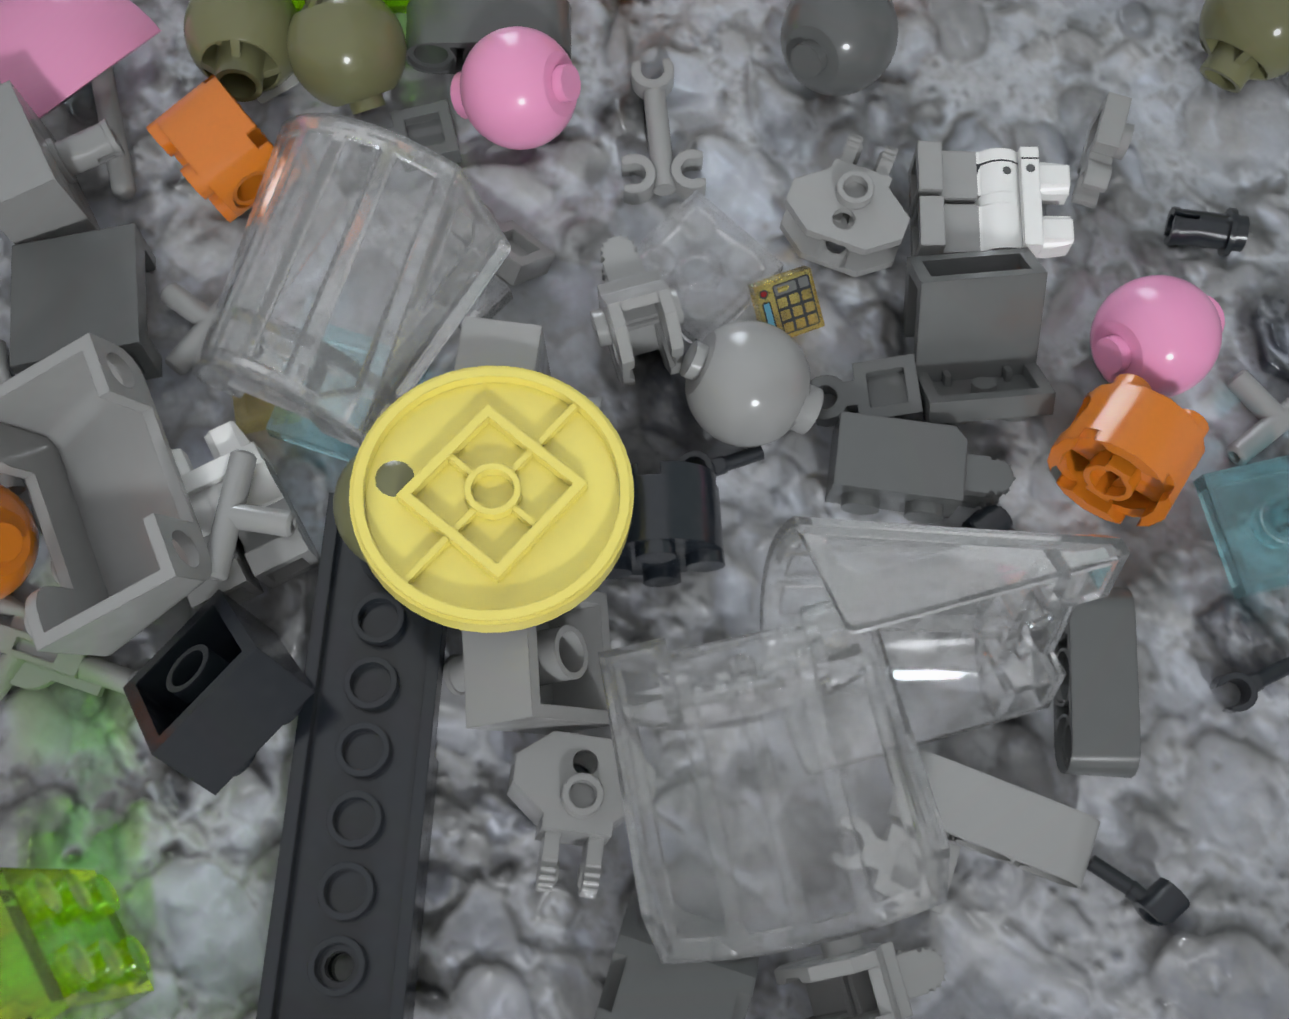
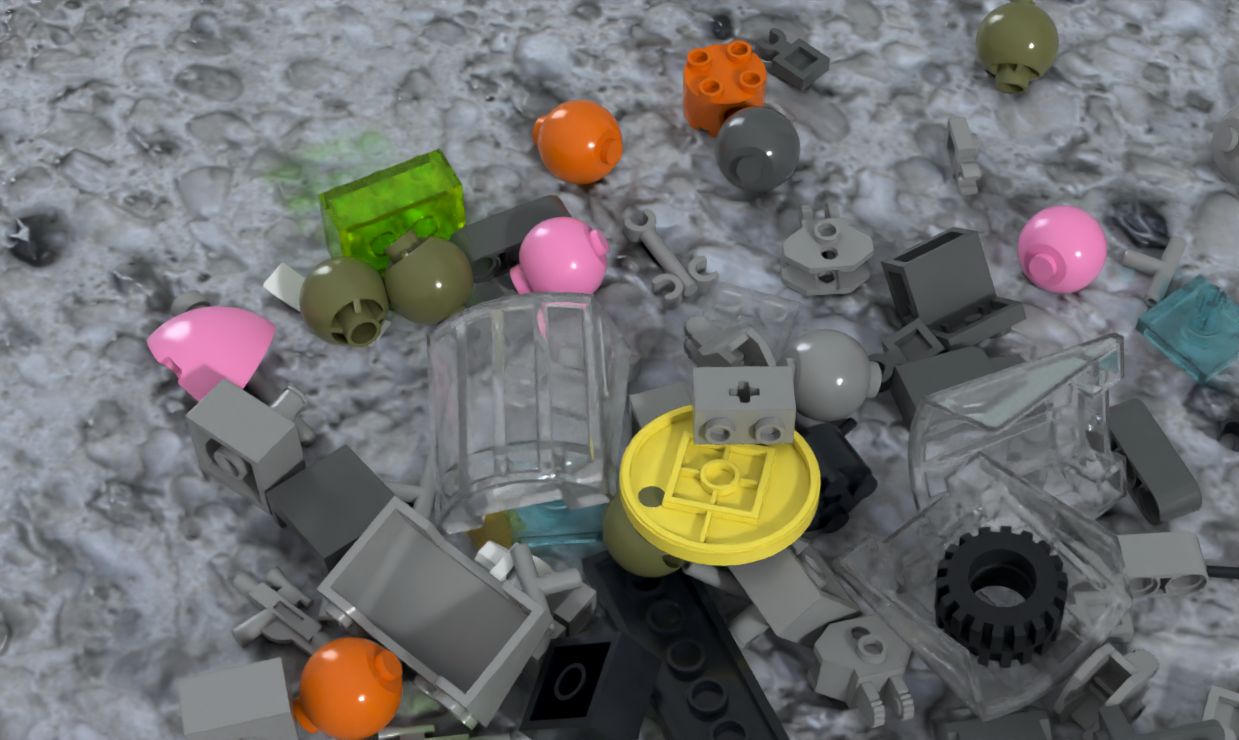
camera: 25 degrees left, 20 degrees down
(216, 145) = (378, 374): orange brick -> none
(567, 407) = (743, 405): none -> light grey brick
(788, 301) = (816, 315): clear yellow tile -> none
(811, 767) = (1006, 562): none -> black tyre
(986, 201) = (907, 212): hips -> none
(1128, 451) = (1083, 308): orange brick -> none
(1207, 229) = (1056, 177): black pin -> none

